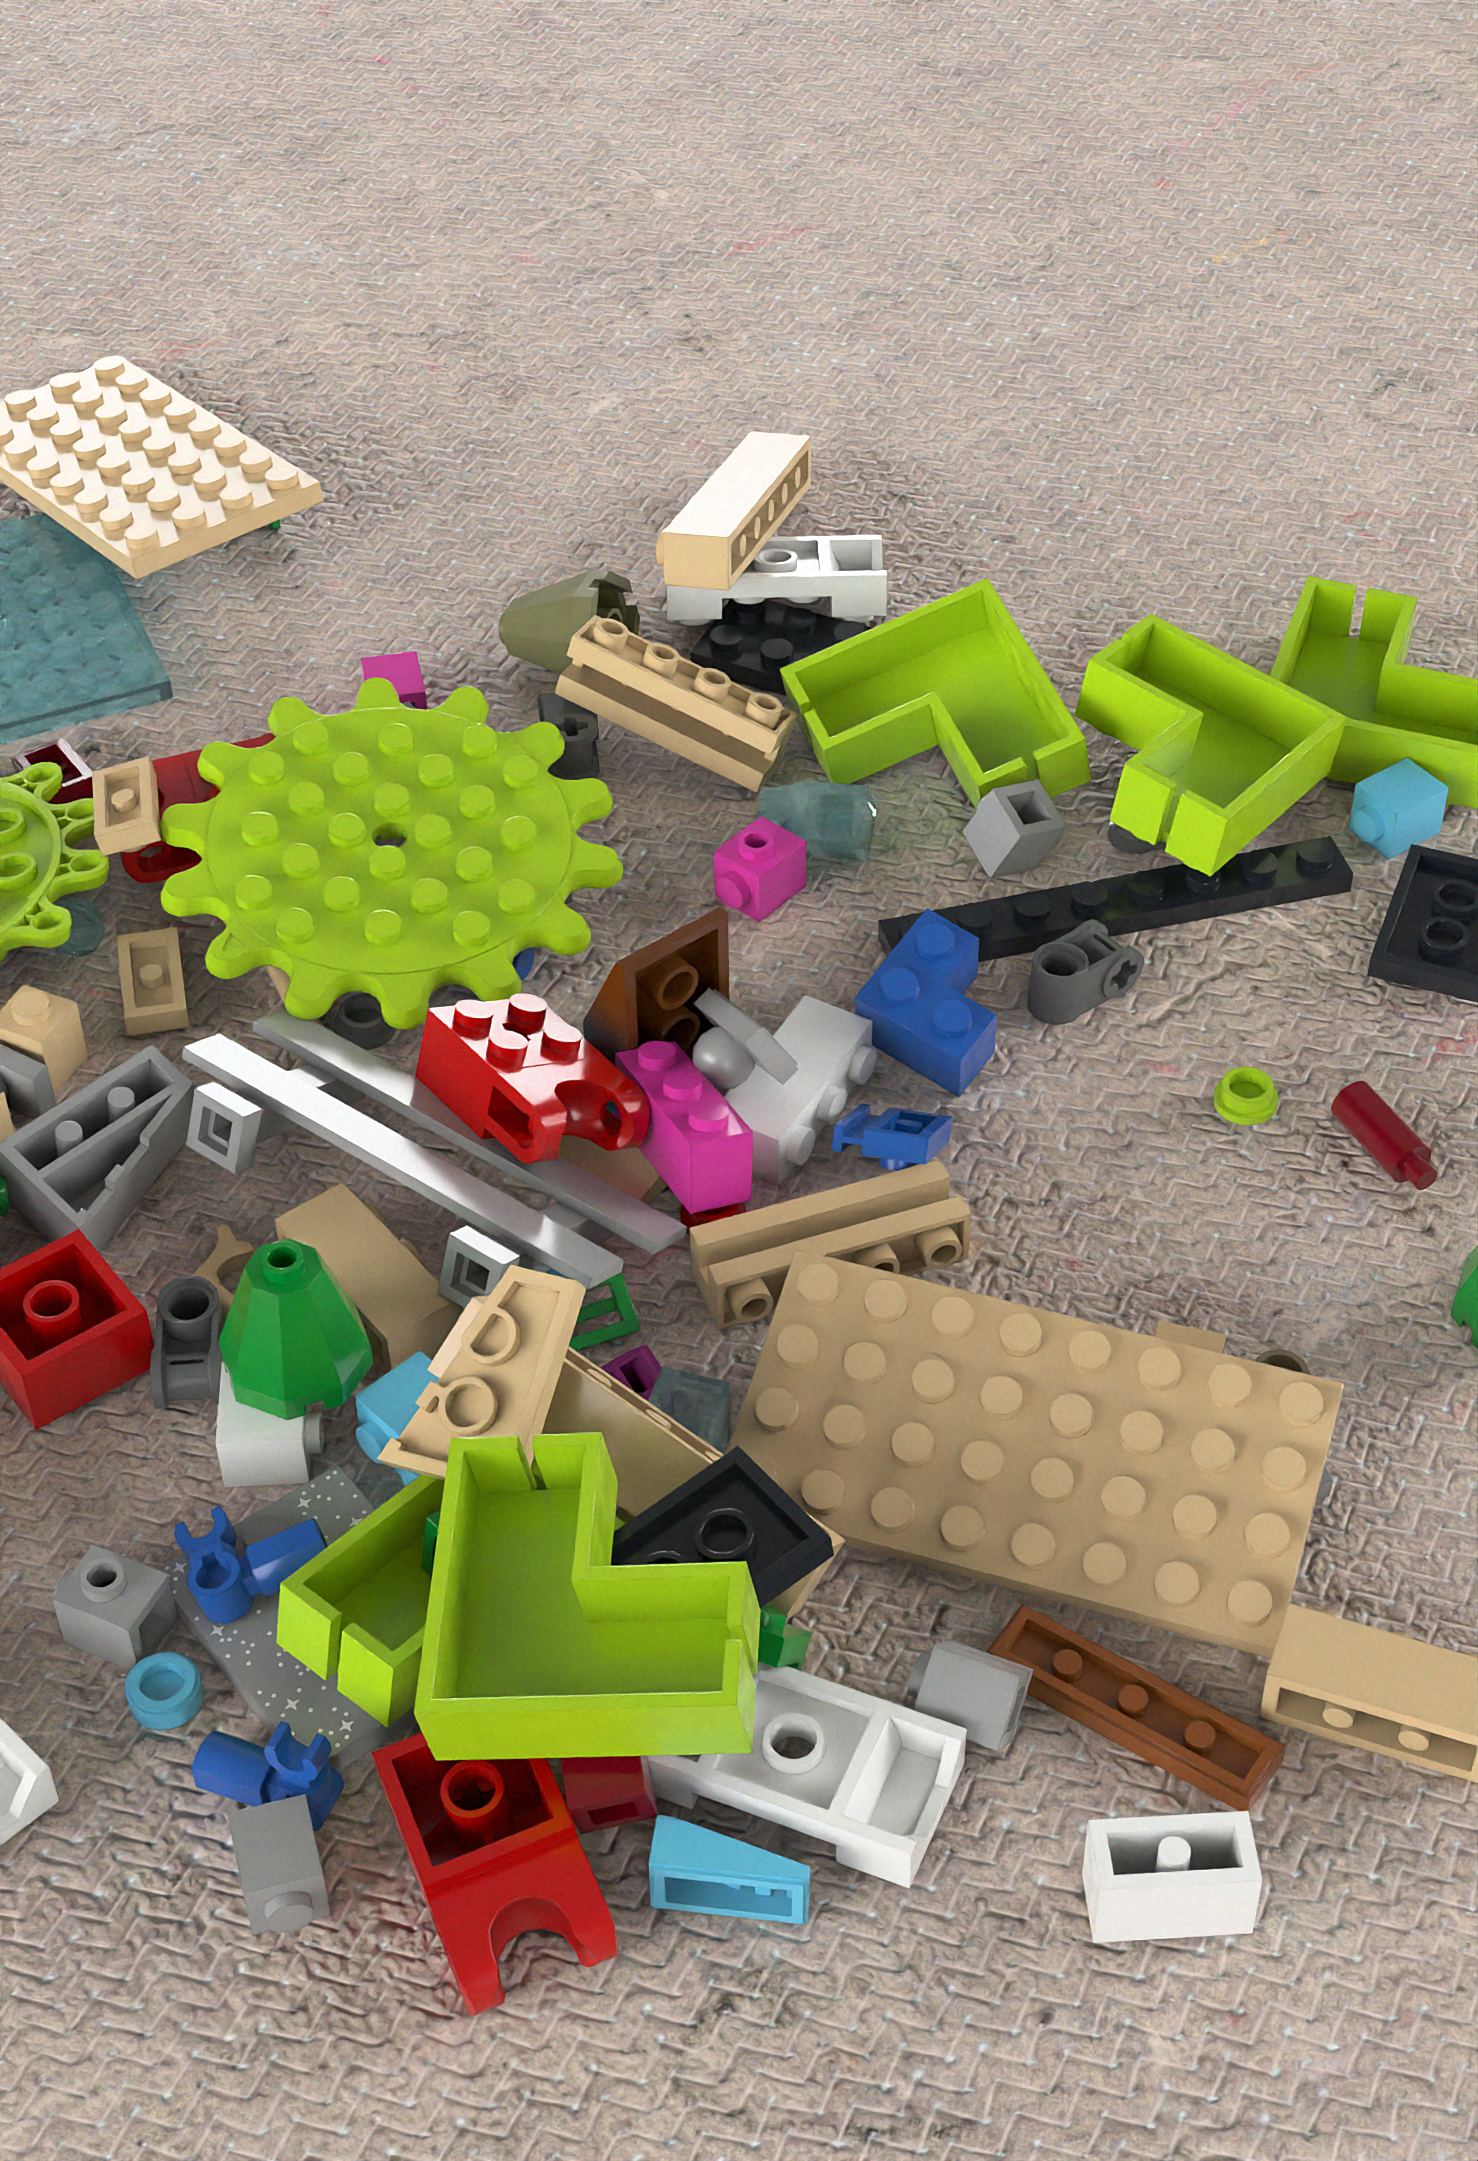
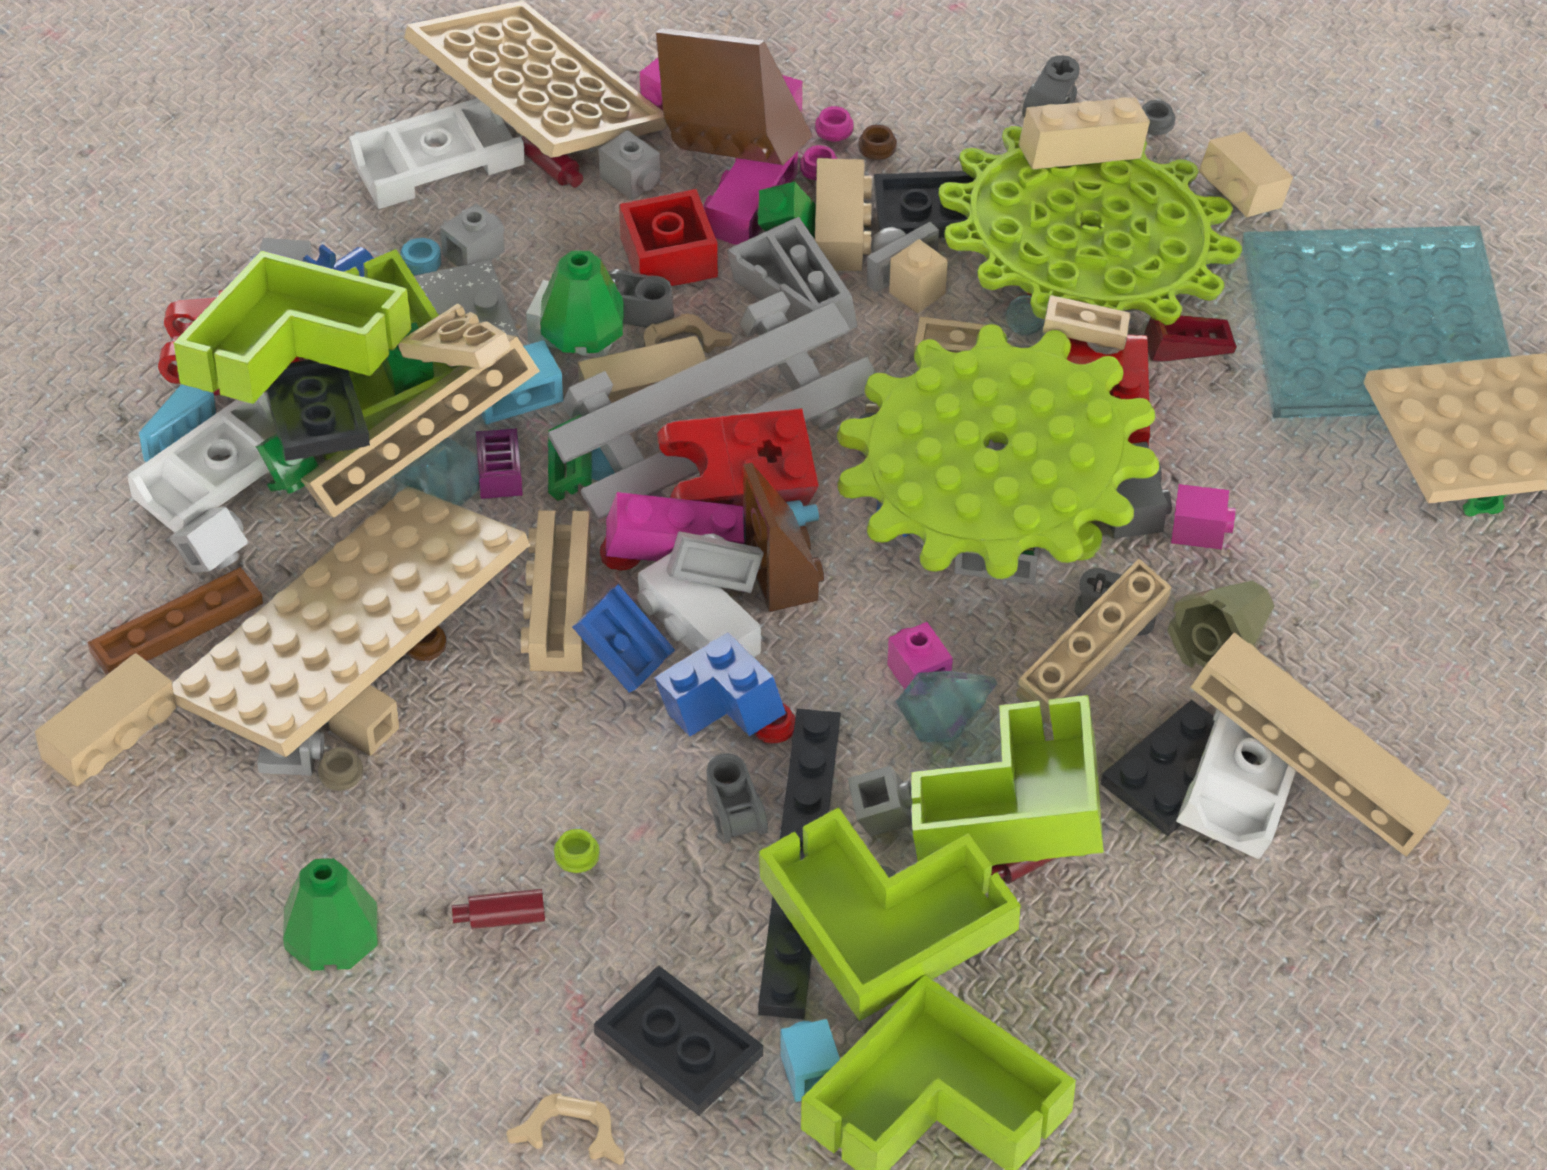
camera: 110 degrees right, 5 degrees up
(228, 1583) = (460, 271): blue bar -> none
(1171, 1876) = (55, 575): white brick -> none

